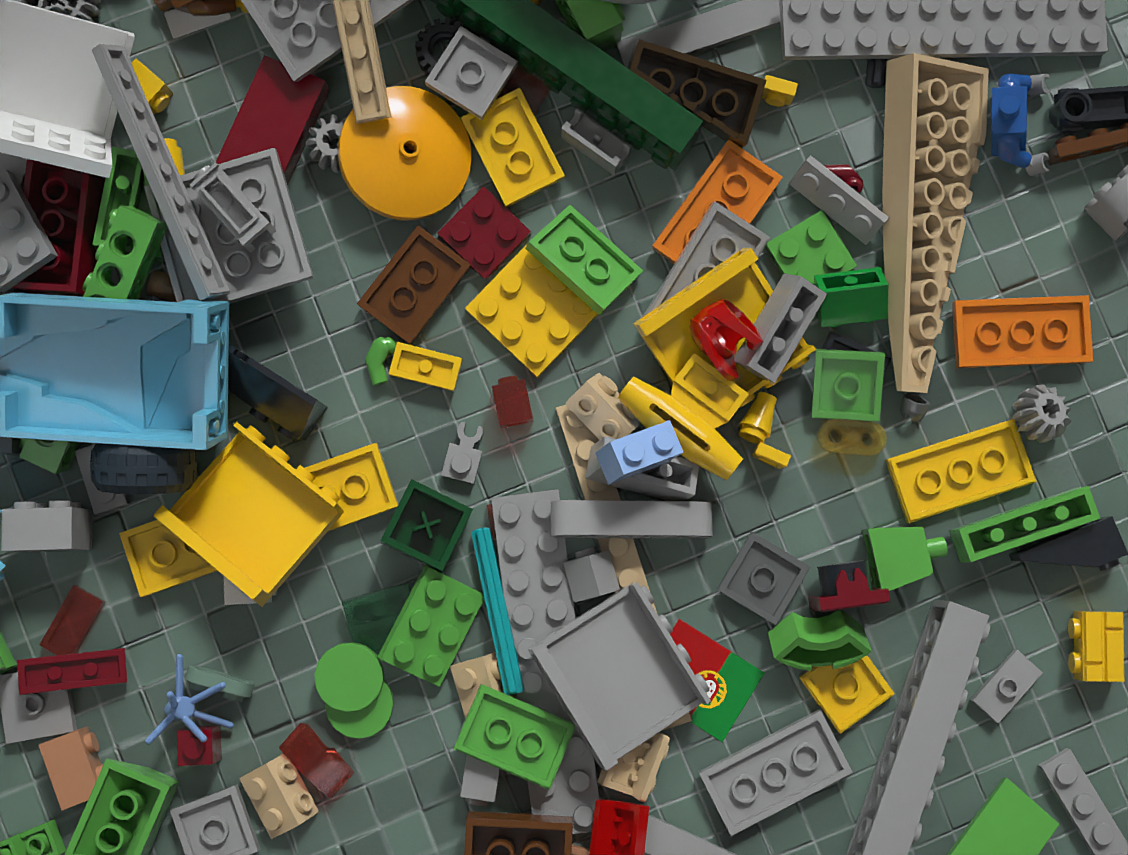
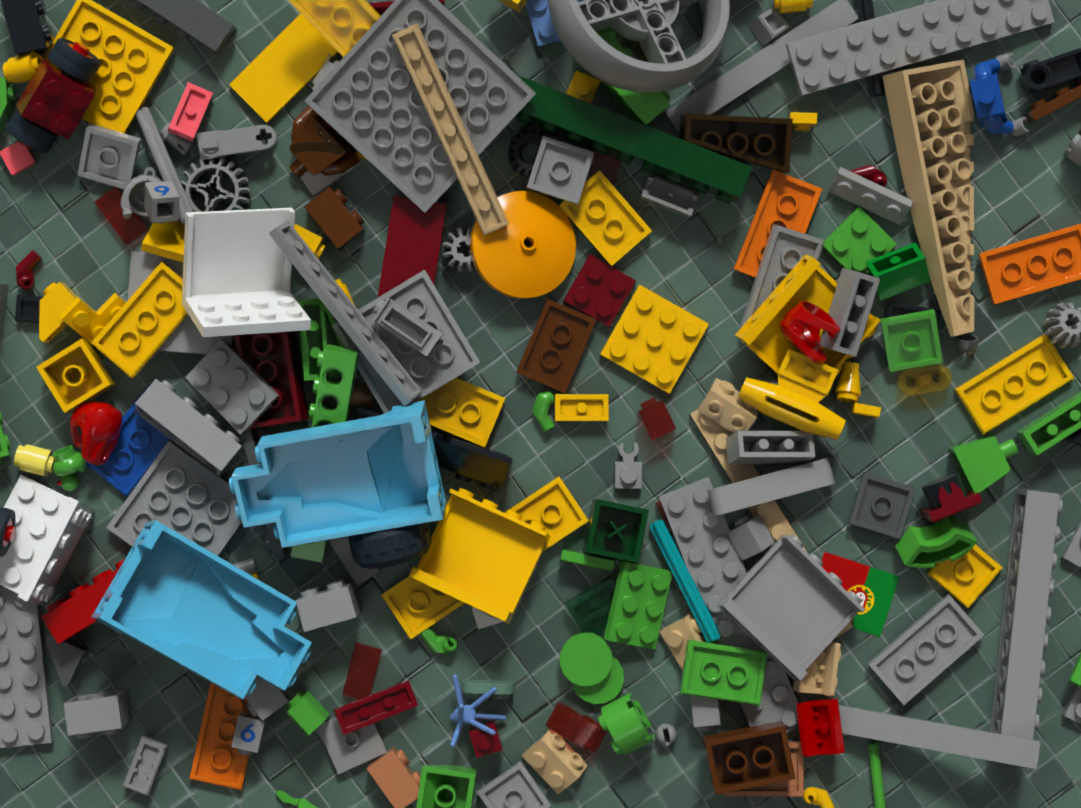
camera: 10 degrees left, 5 degrees up
(173, 611) = (438, 643): none -> bright green arm
(189, 68) = (335, 218): none -> reddish brown brick
(280, 333) = (464, 410): none -> yellow plate
(377, 772) = (626, 724): none -> bright green brick
(383, 553) = (587, 559): none -> bright green tile
(433, 798) = (660, 735): none -> light grey hinge
(584, 259) = (684, 293): bright green plate -> none
(639, 452) = (767, 438): light blue brick -> none

